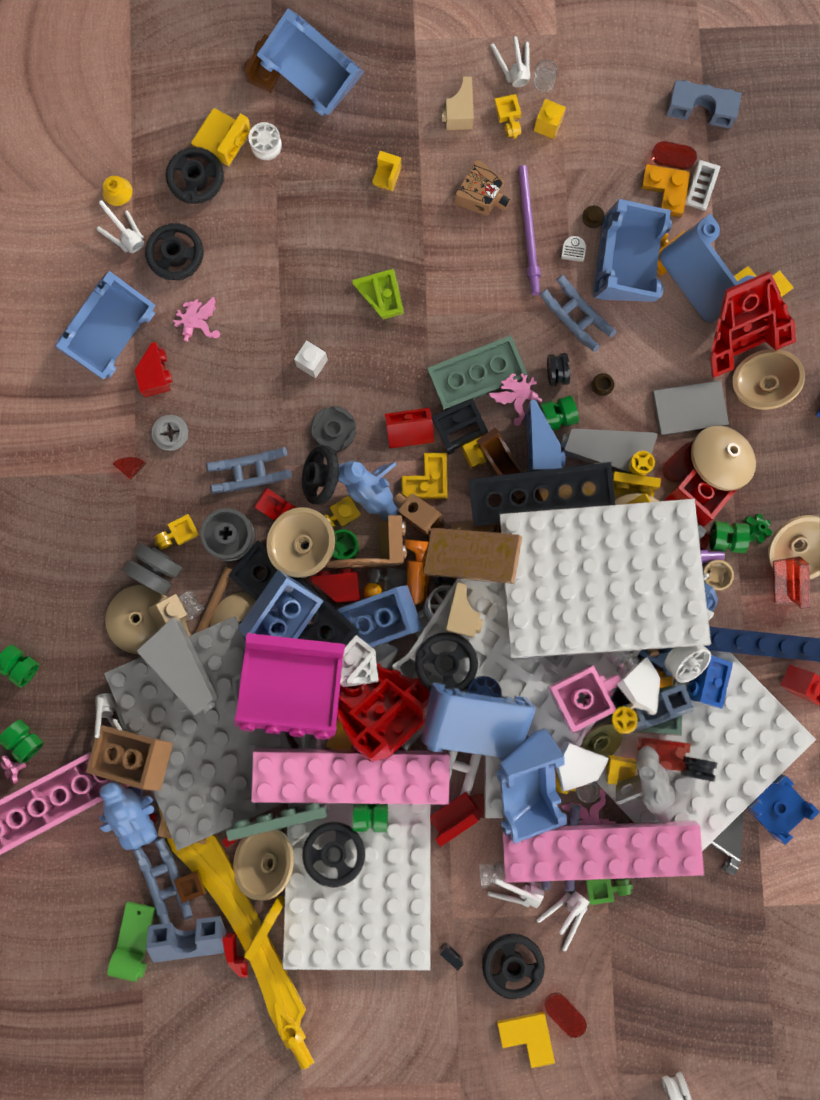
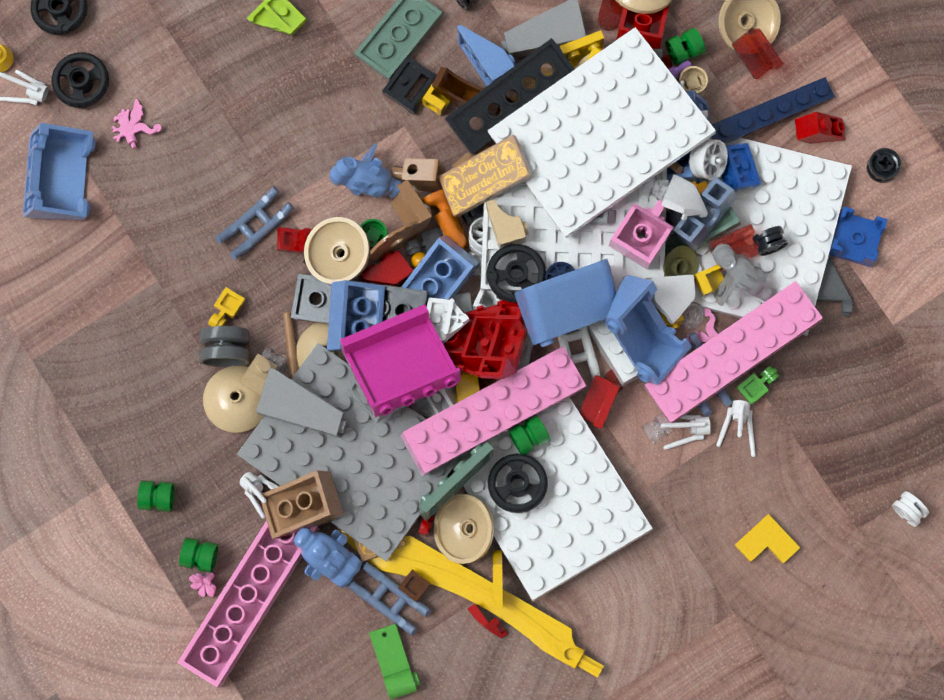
camera: 30 degrees left, 5 degrees down
(129, 466) = (150, 279): clear red tile -> none
(152, 373) = (124, 191): red slope -> none
(162, 426) = (169, 220): light grey gear -> none
(169, 943) = (453, 621): sand blue arch -> none
(221, 523) = (263, 273): dark grey wheel -> none
(311, 359) = (252, 101): white brick -> none
(318, 474) = (315, 190): black wheel -> none
(334, 428) = (305, 148): dark grey tile -> none
(344, 512) = (356, 209): yellow plate -> none
(409, 427) = (369, 110): red panel -> none
(433, 483) = (415, 144): yellow tile -> none
(451, 956) = (664, 513): black tile -> none
(498, 981) = (704, 476): black wheel -> none
(521, 391) = (444, 30): bright pink piece -> none
(565, 1015) = (786, 506): clear red tile -> none
(566, 411) = (488, 25): green wheel -> none
(624, 715) = (681, 227): yellow wheel -> none
(644, 460) = (578, 22): yellow wheel -> none
(758, 528) = (705, 26): green plant -> none

